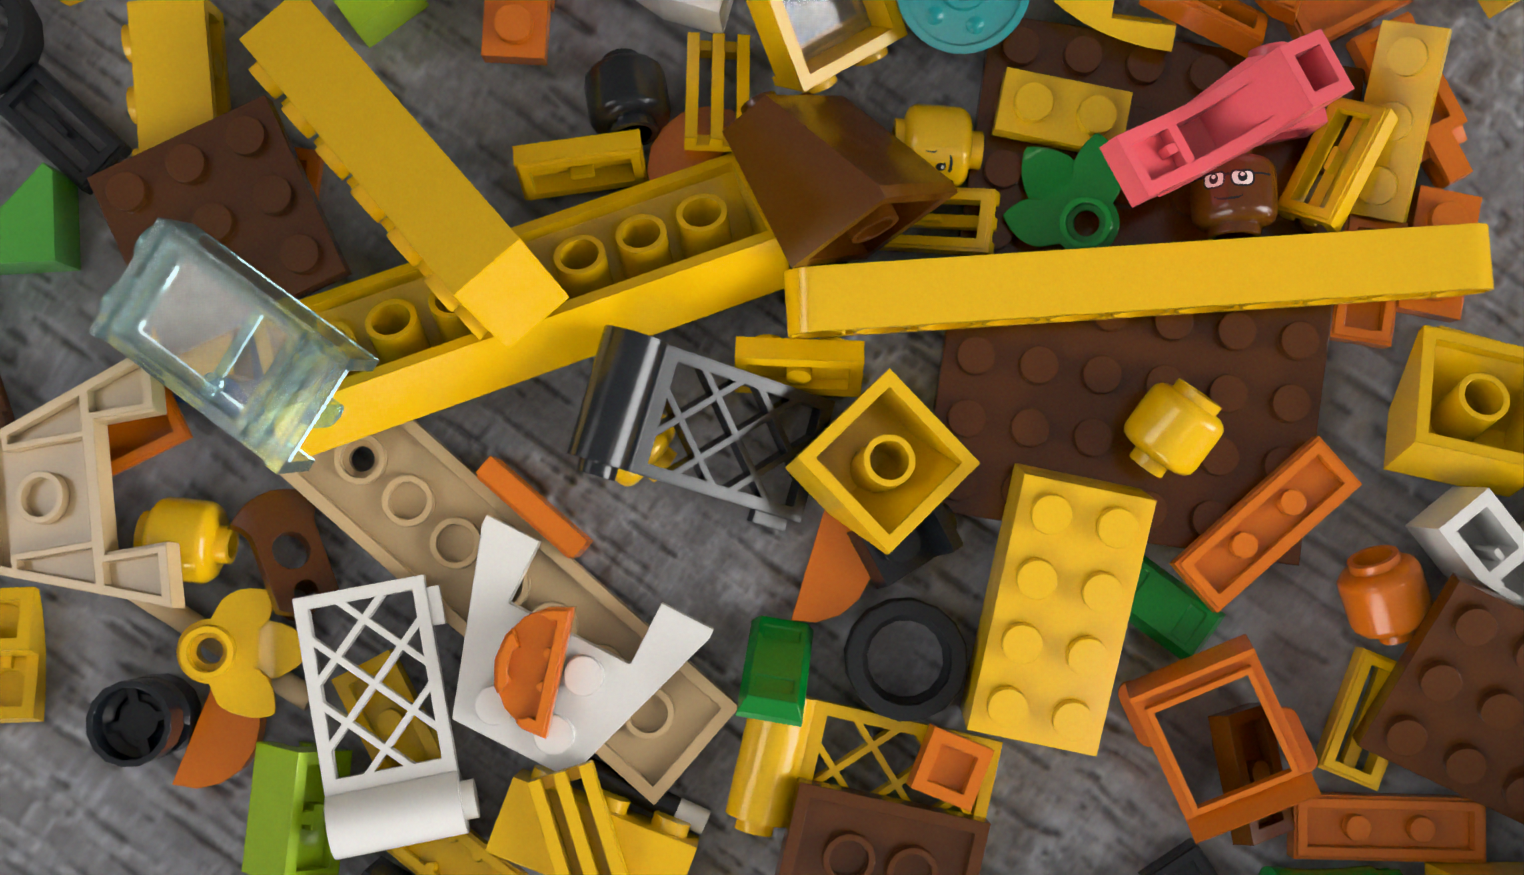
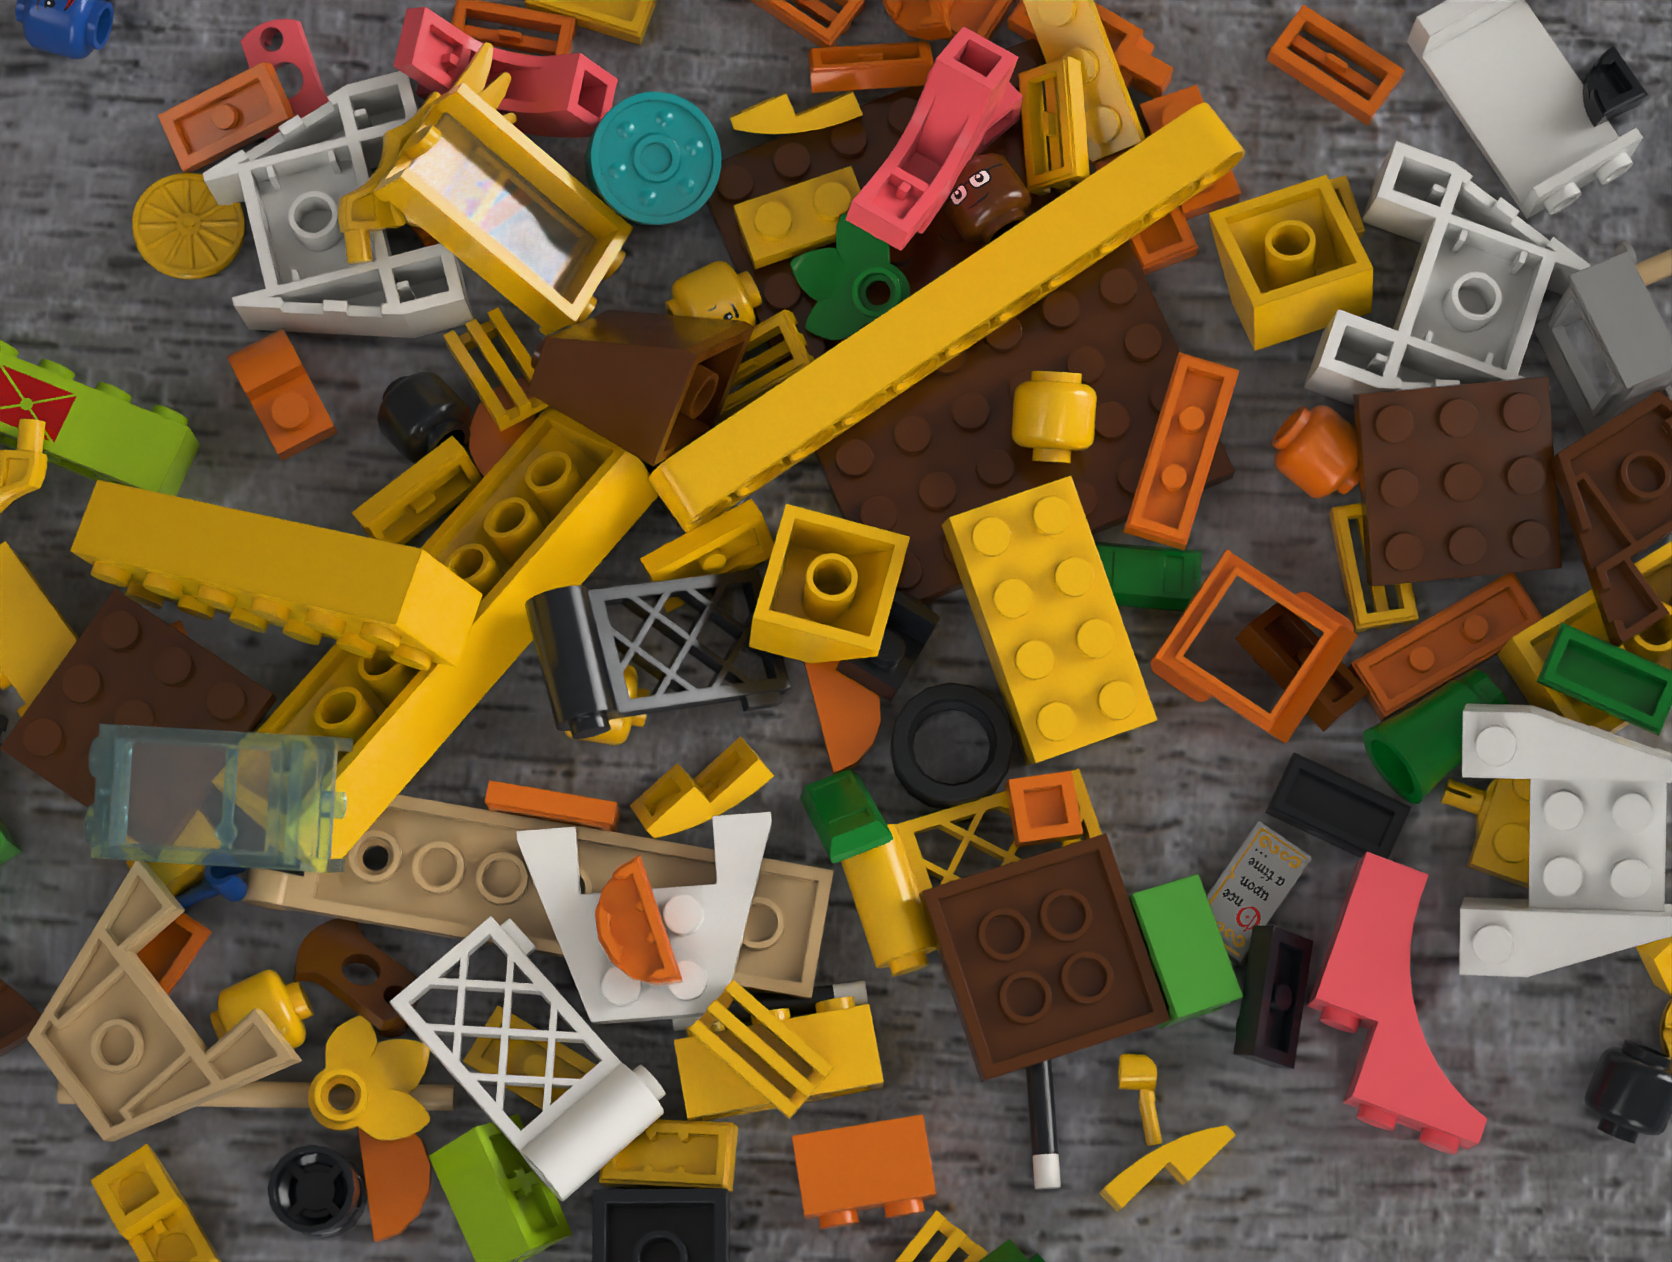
camera: 30 degrees left, 10 degrees down
(650, 571) = (682, 802): none -> yellow slope

